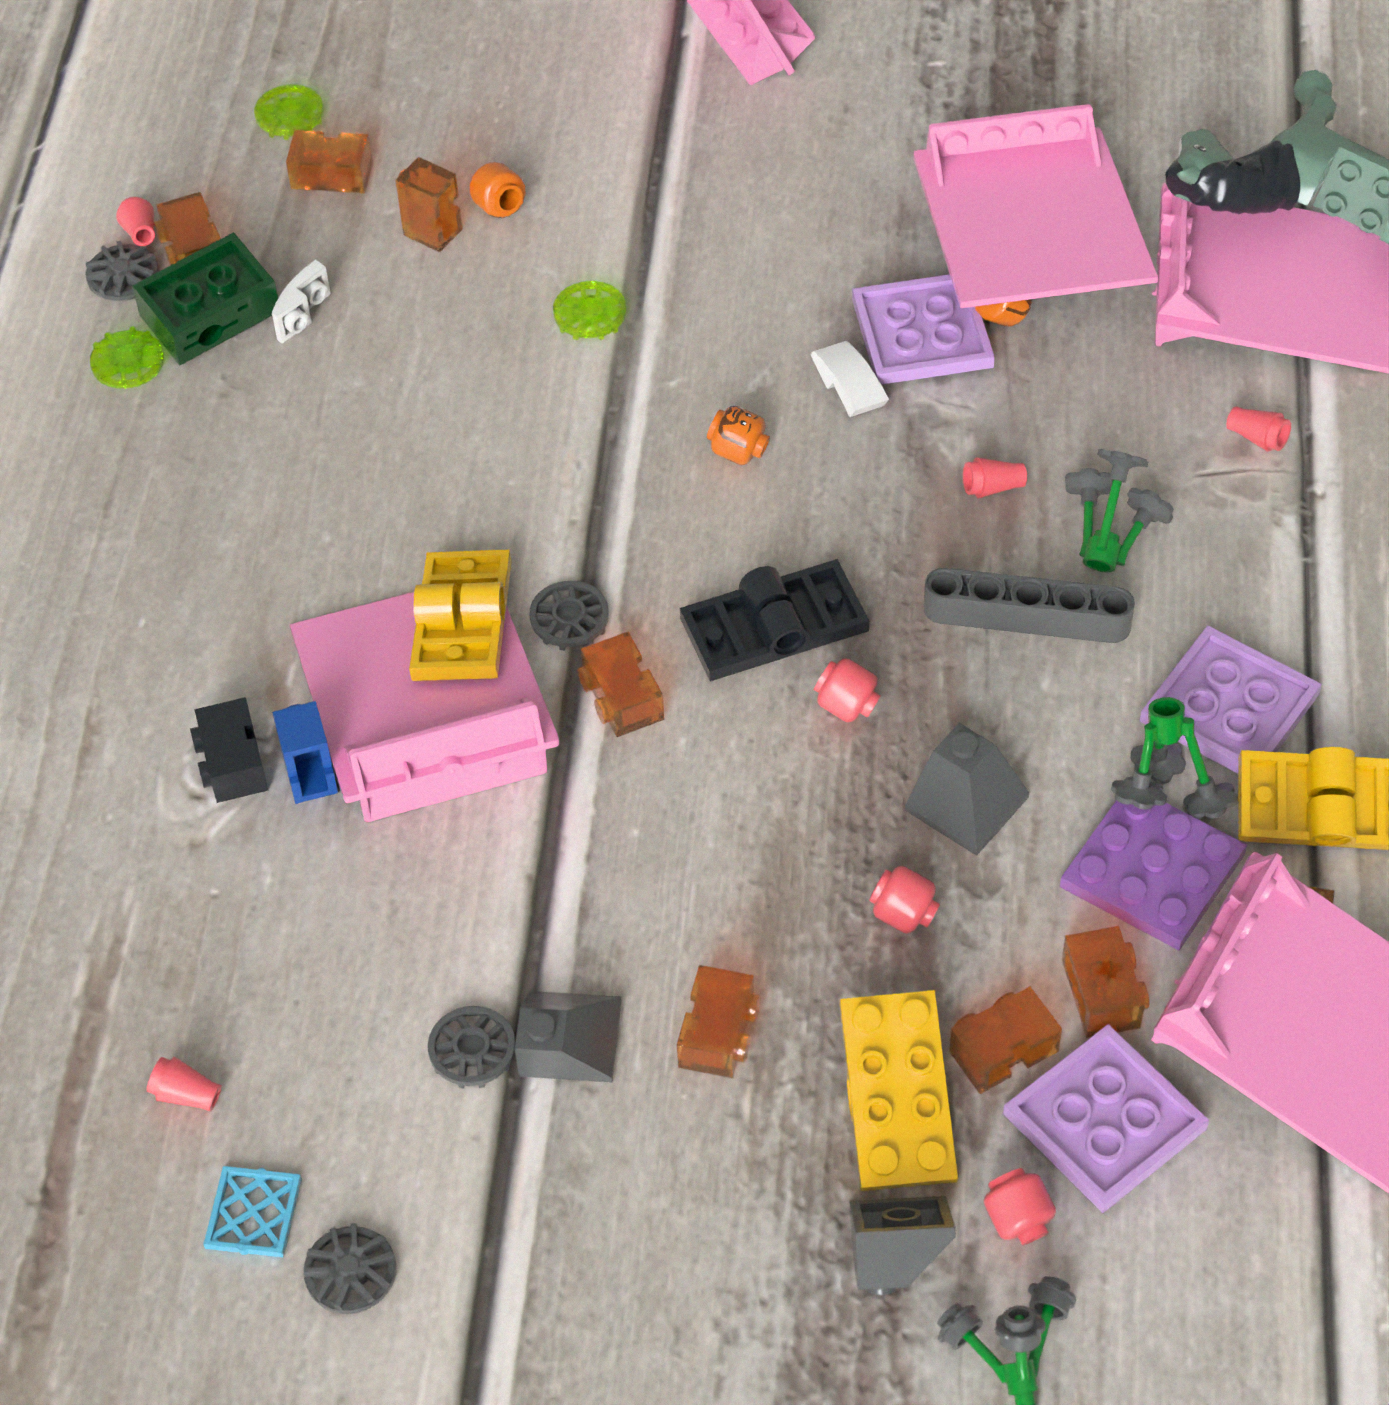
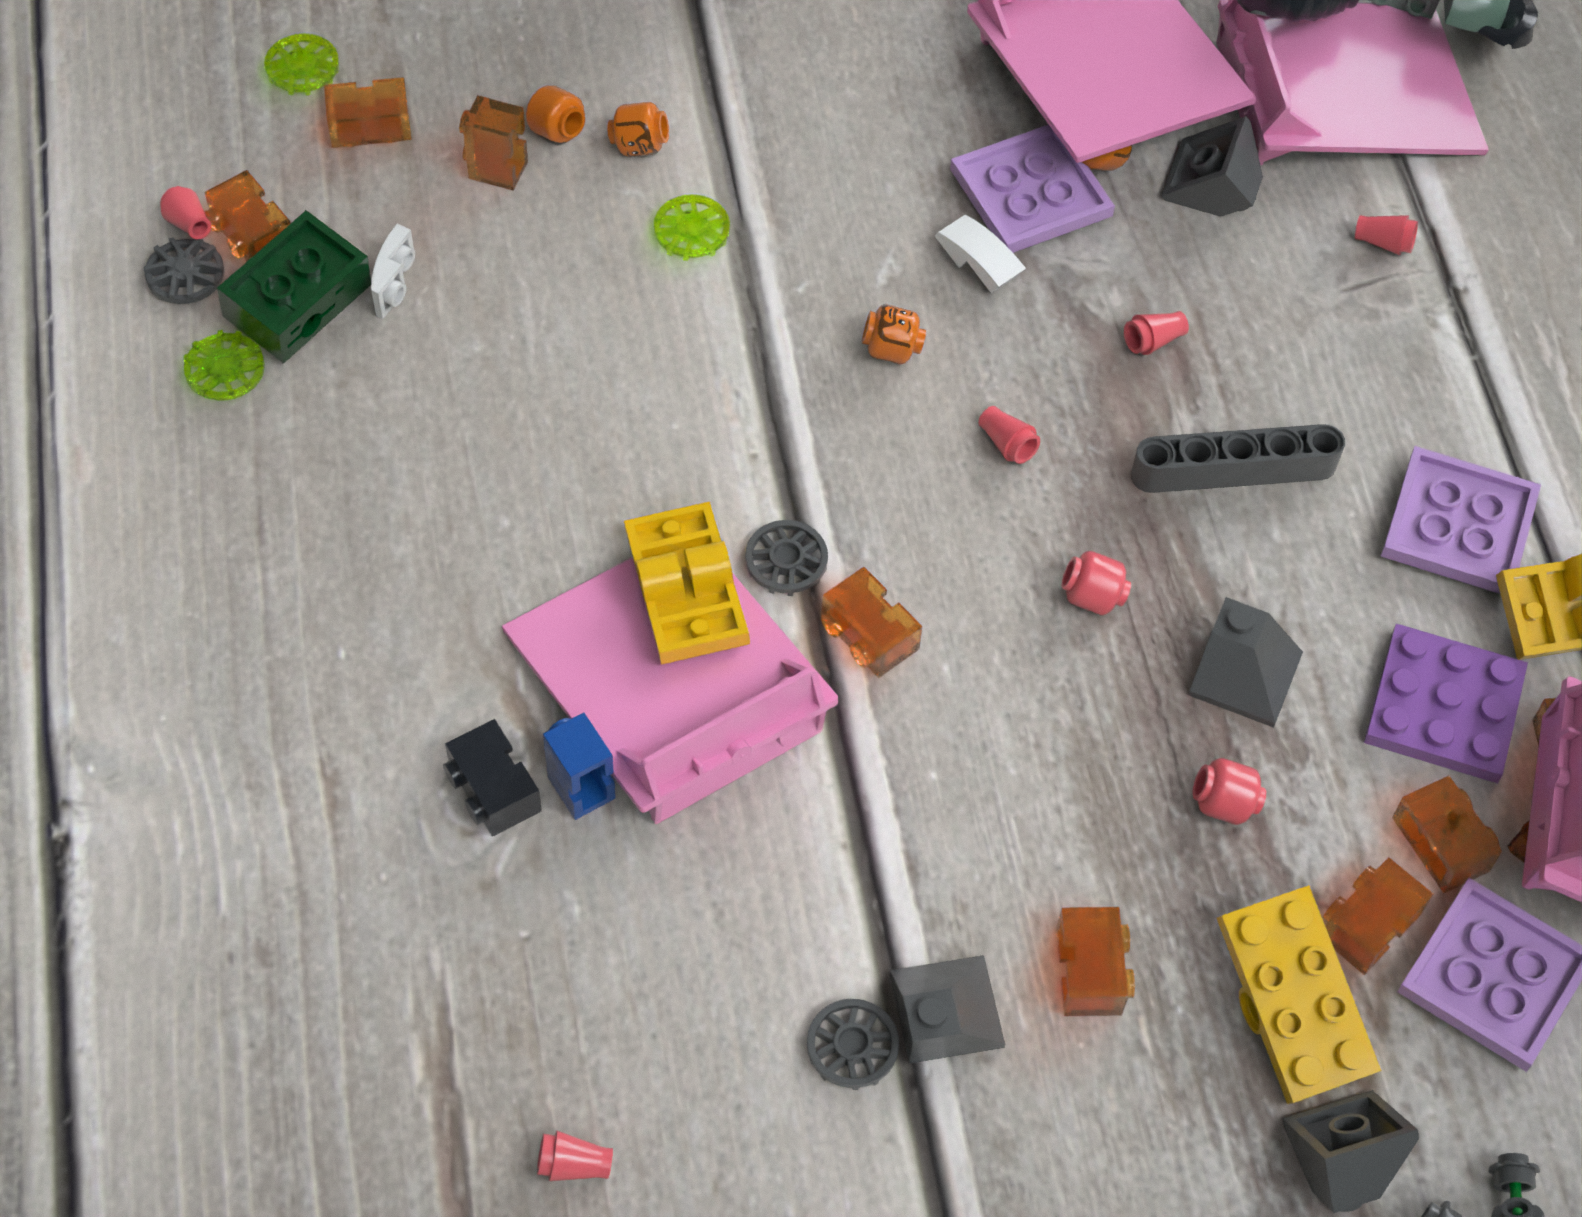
camera: 20 degrees left, 5 degrees up
(569, 215) = (638, 129): none -> orange head
(773, 618) = (994, 521): black plate -> none
(816, 542) = (1011, 436): none -> coral cone
(1019, 1206) = (1452, 1086): coral head -> none
(1103, 550) = (1288, 387): plant -> none
(1108, 342) = (1216, 170): none -> dark grey slope
(1162, 758) = (1414, 594): dark grey plant -> none

